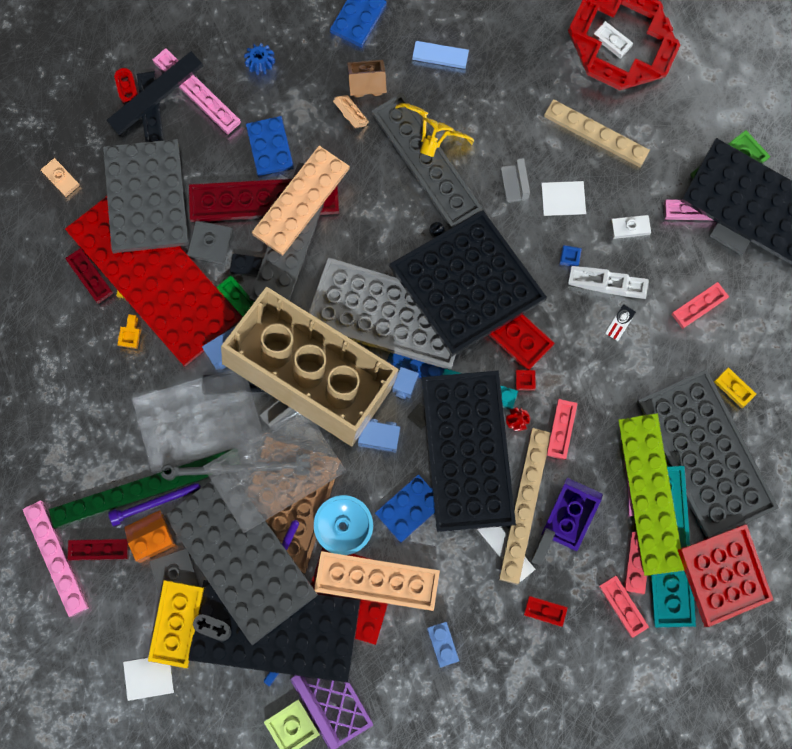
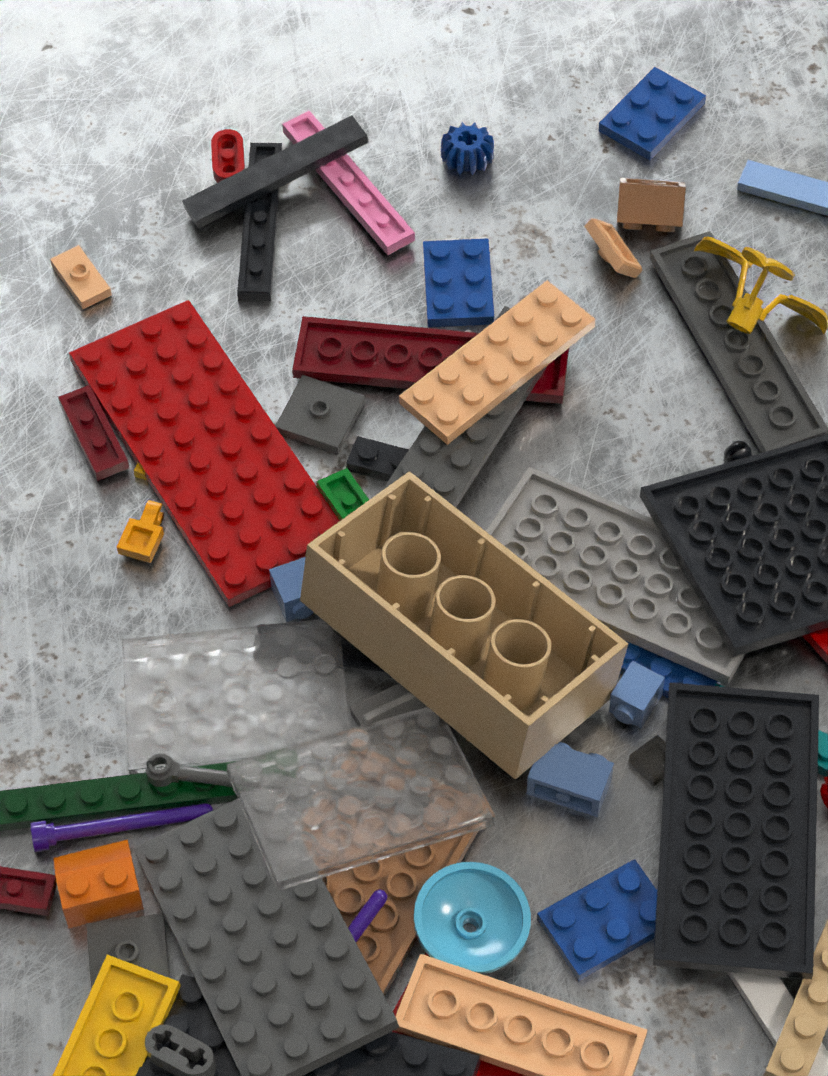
camera: 15 degrees right, 20 degrees down
(145, 196) = (222, 322): dark grey plate -> none

